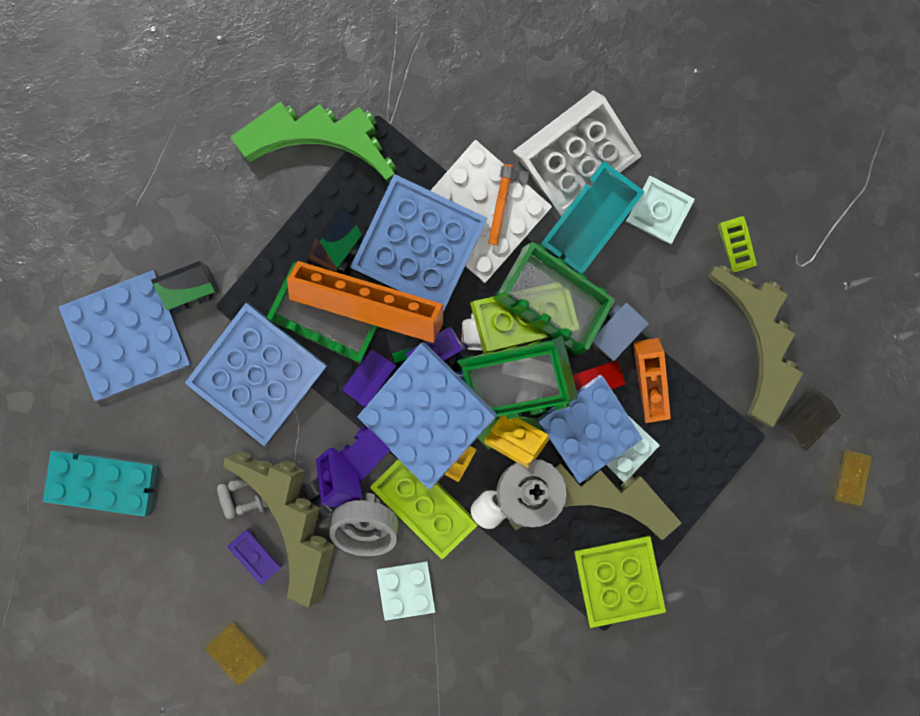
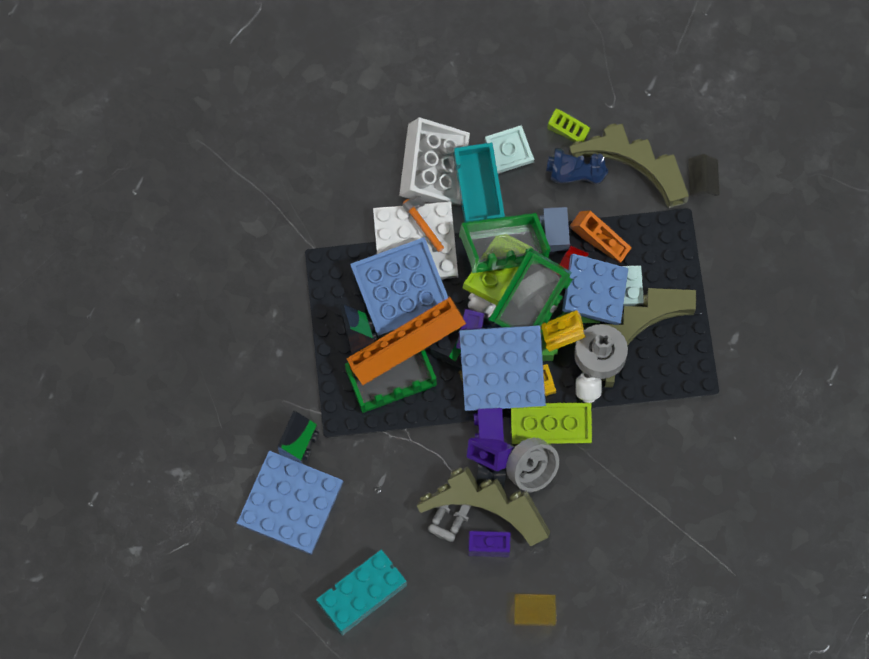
camera: 45 degrees left, 15 degrees down
(256, 374) = (385, 447): medium blue plate -> none
(279, 129) = (281, 284): bright green arch -> none
(369, 378) = (450, 387): dark purple panel -> none
(406, 590) = (590, 481): light aqua plate -> none
(620, 581) = (697, 355): lime plate -> none
(695, 287) = (571, 169): none -> dark blue animal
(853, 478) = (758, 183): clear yellow plate -> none

